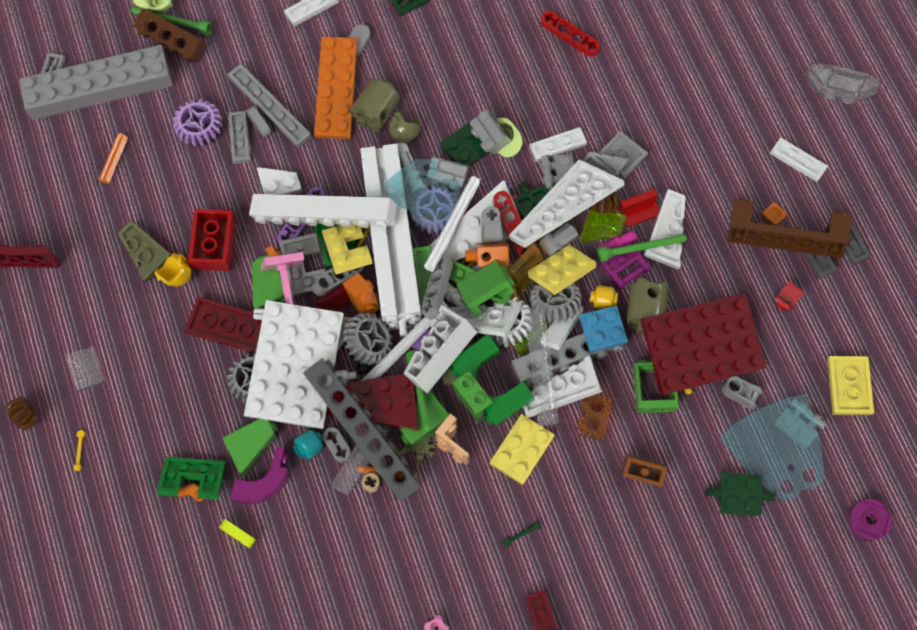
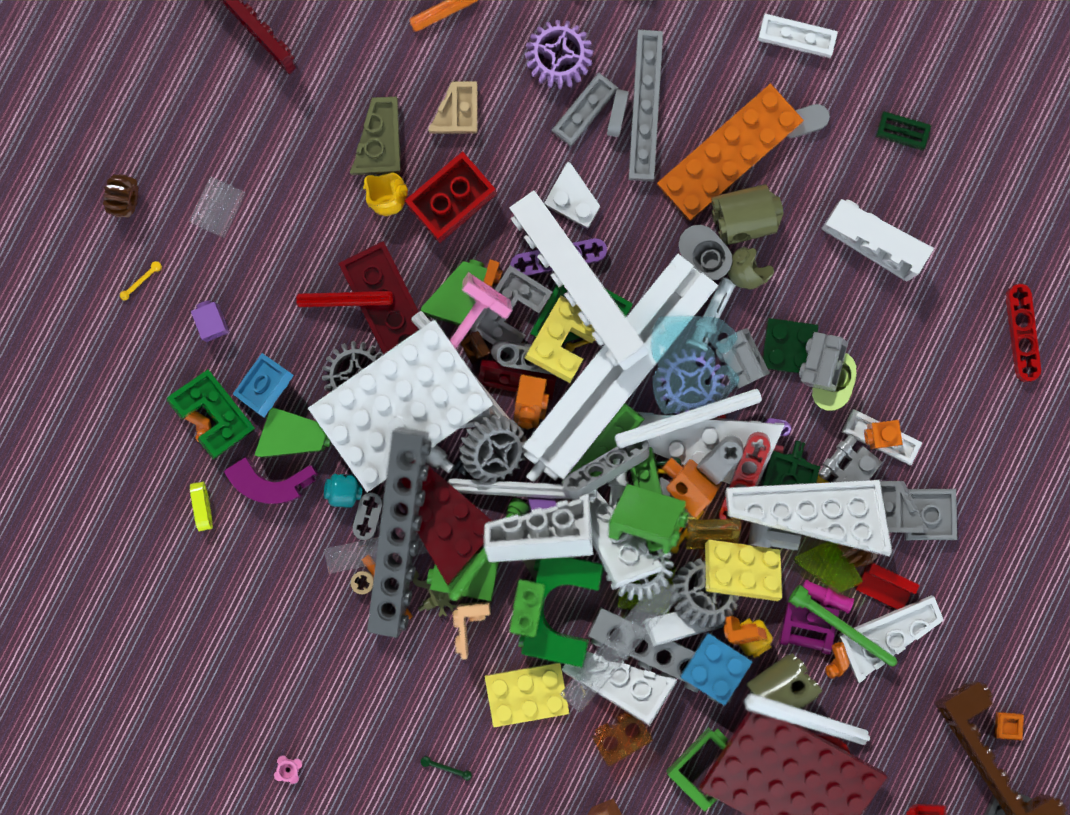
camera: 45 degrees right, 15 degrees up
(141, 430) = (209, 320): none -> medium lavender brick
(171, 197) = (458, 110): none -> tan wing
(206, 344) = (344, 299): none -> red axle
(206, 432) = (263, 385): none -> dark azure plate
(304, 299) = (475, 347): none -> reddish brown tile
(373, 136) = (705, 251): none -> light grey piece
(454, 56) = (877, 240): none -> white wedge
(557, 139) = (883, 434): none -> orange bracket
(598, 296) = (745, 634): none -> orange bracket
(660, 267) = (840, 663): none -> orange arm
(674, 304) = (806, 719): none -> white axle

